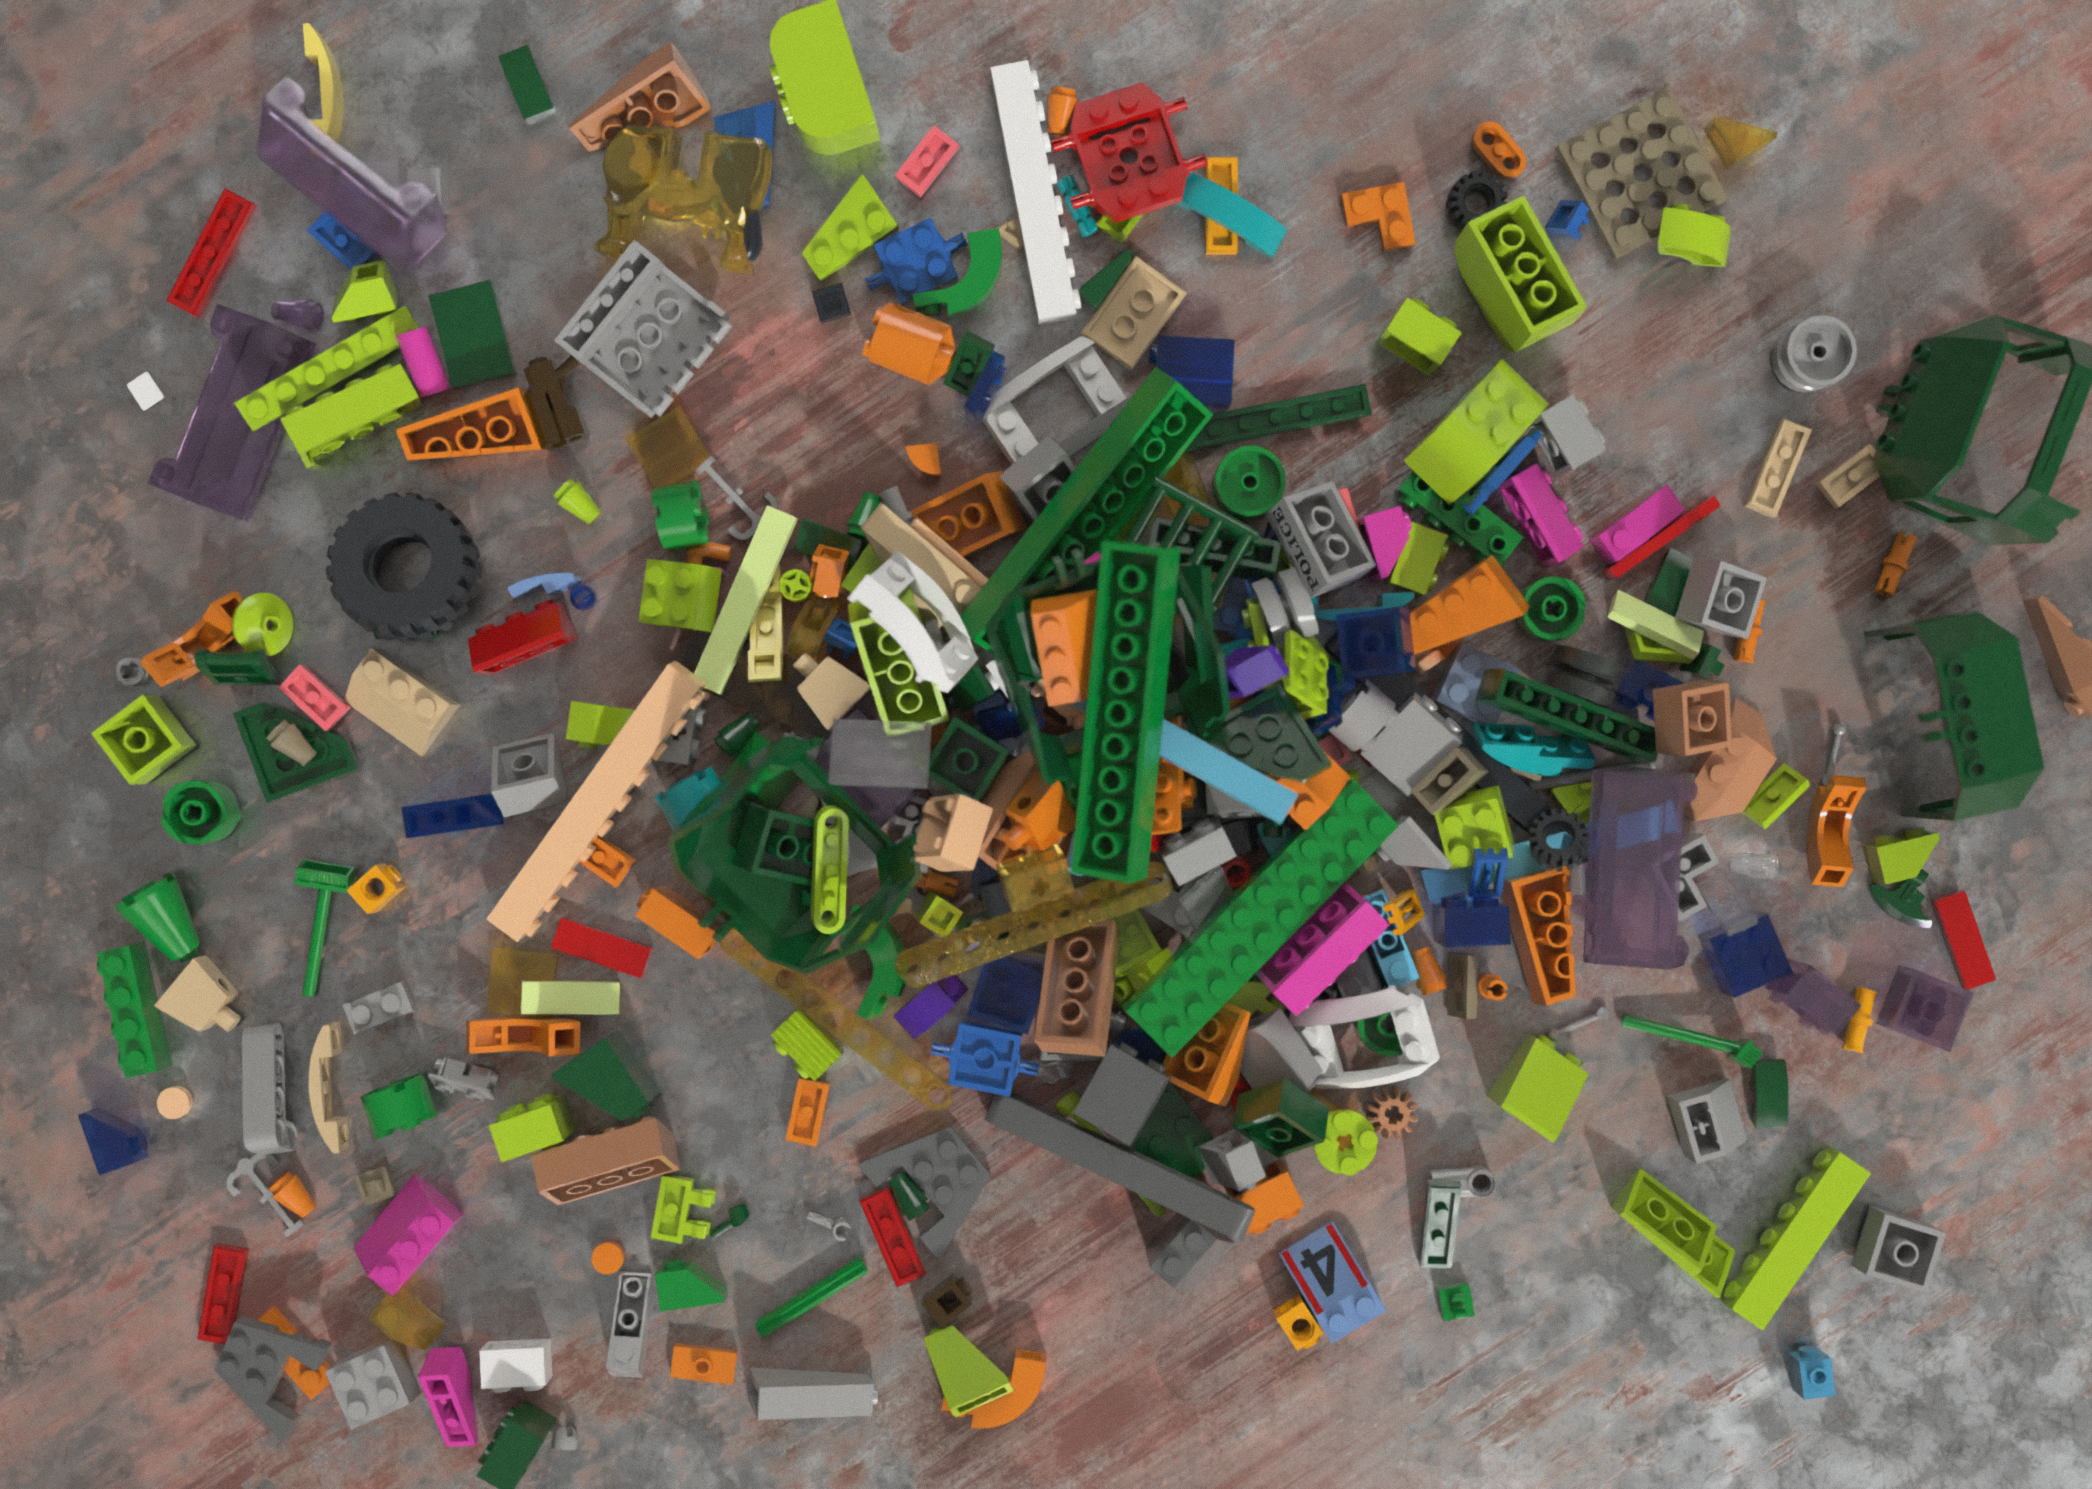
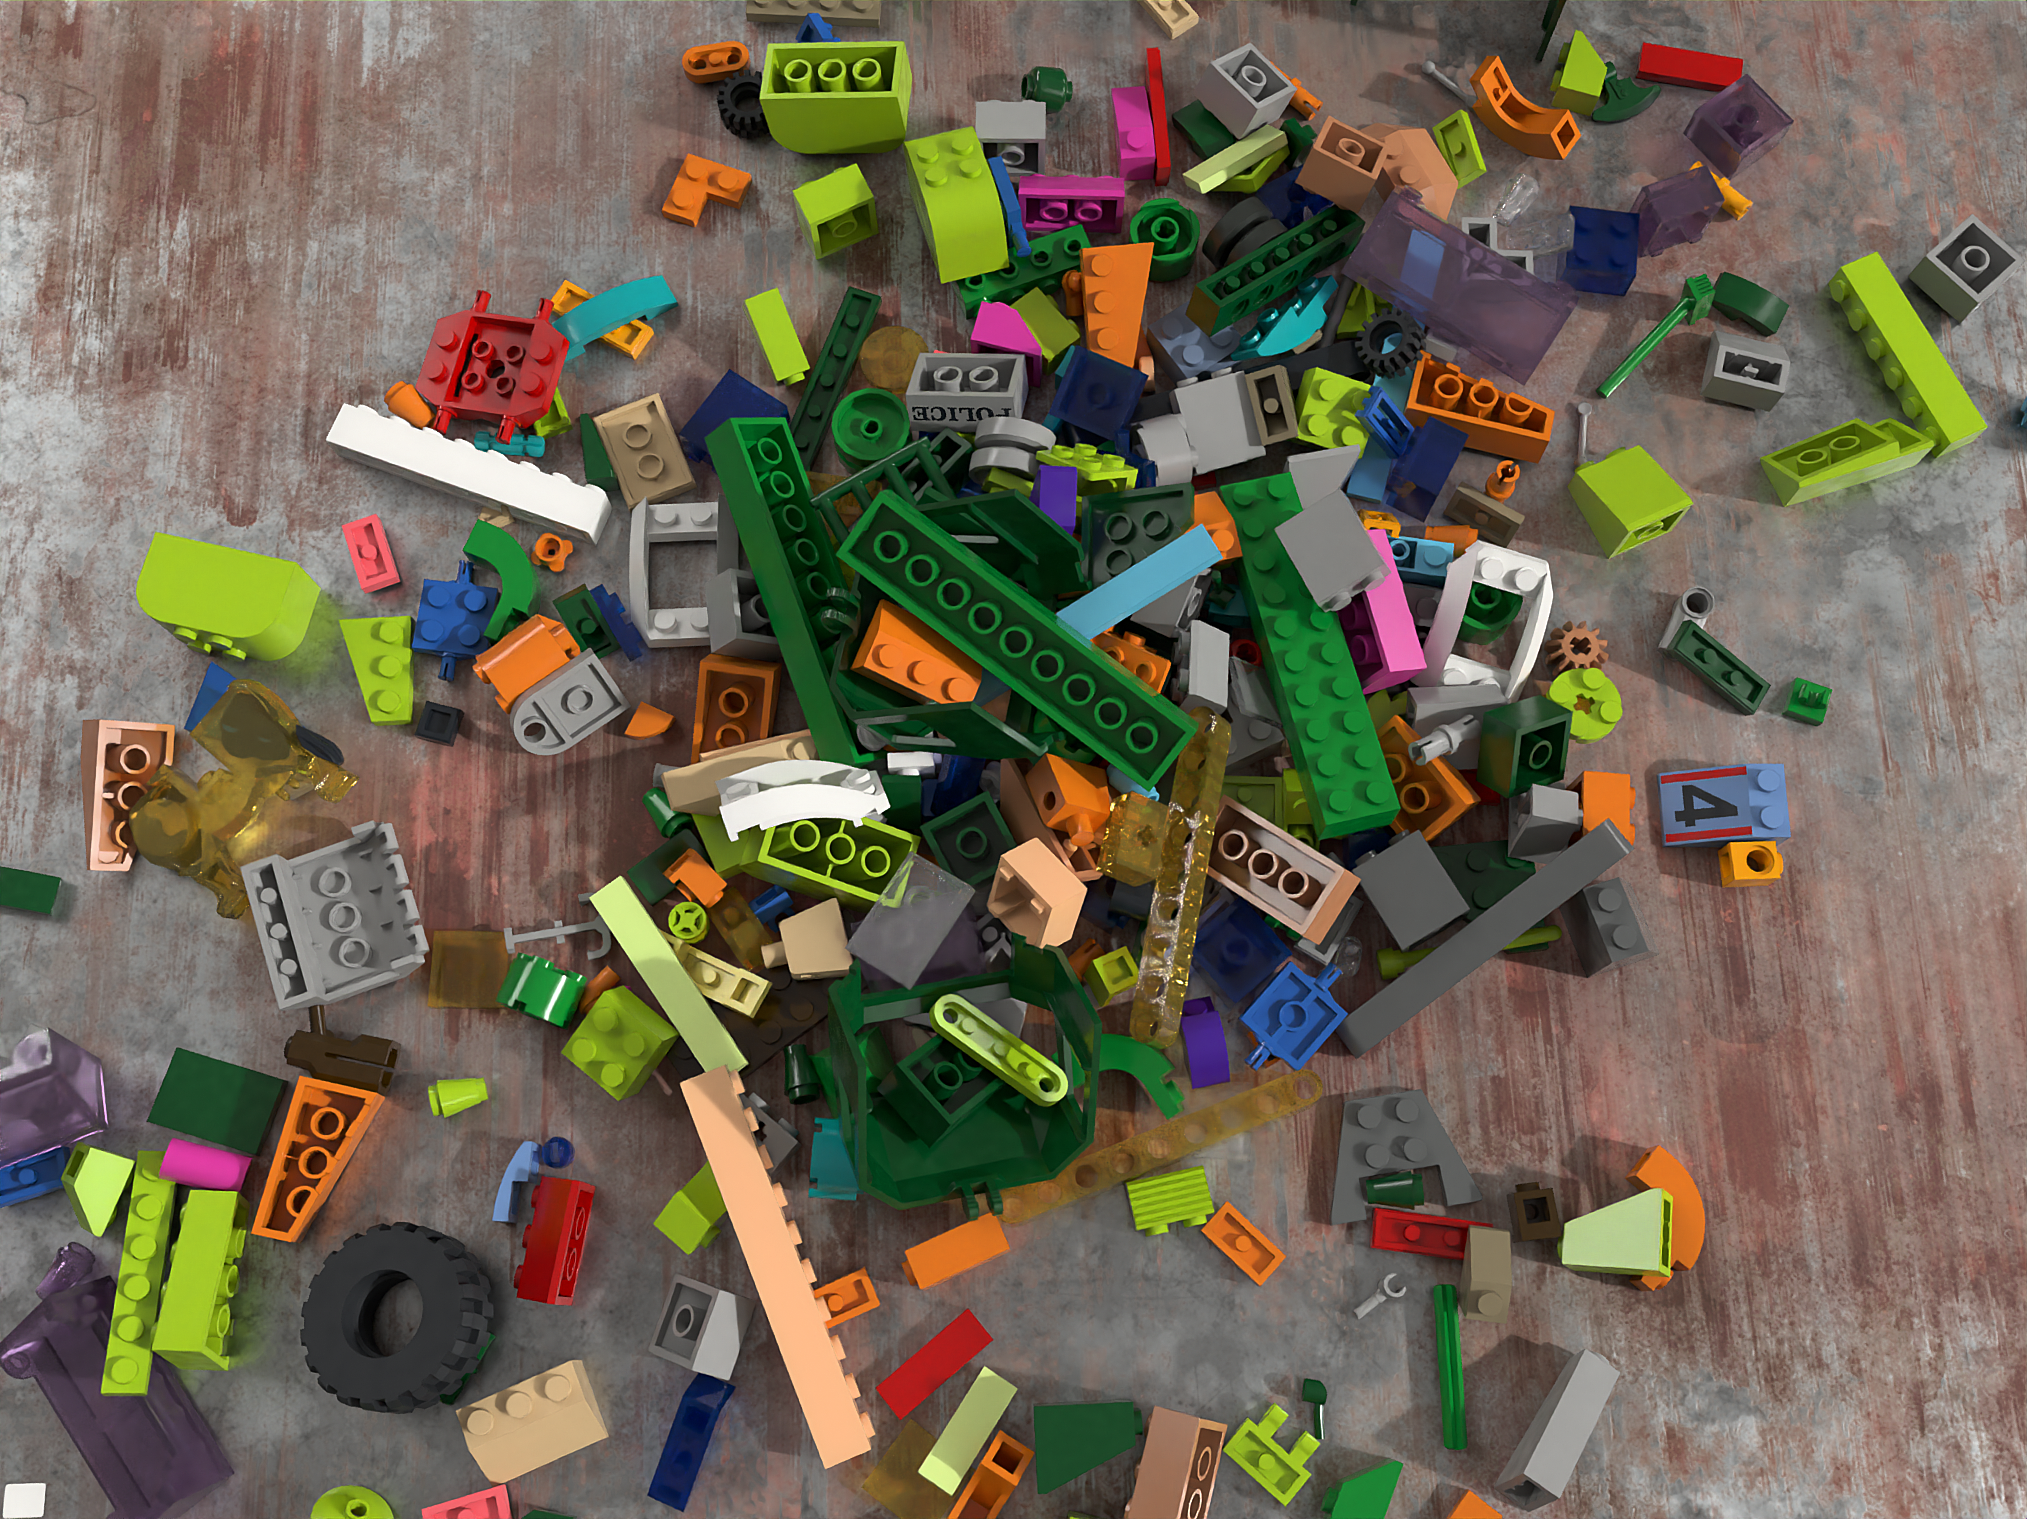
camera: 60 degrees left, 15 degrees down
(884, 1290) = (1486, 1275): none -> dark tan slope
(897, 393) = (567, 705): none -> light grey tile
(1016, 289) = (551, 542): none -> orange plate
(1248, 1059) = (1444, 740): none -> light grey pin
(1285, 356) = (776, 336): none -> lime slope
(1325, 456) = (890, 357): none -> clear yellow tile
(1340, 900) = (1333, 551): none -> light grey brick
(1463, 563) = (1073, 293): none -> orange arm
(1631, 434) = (1047, 86): none -> dark green head

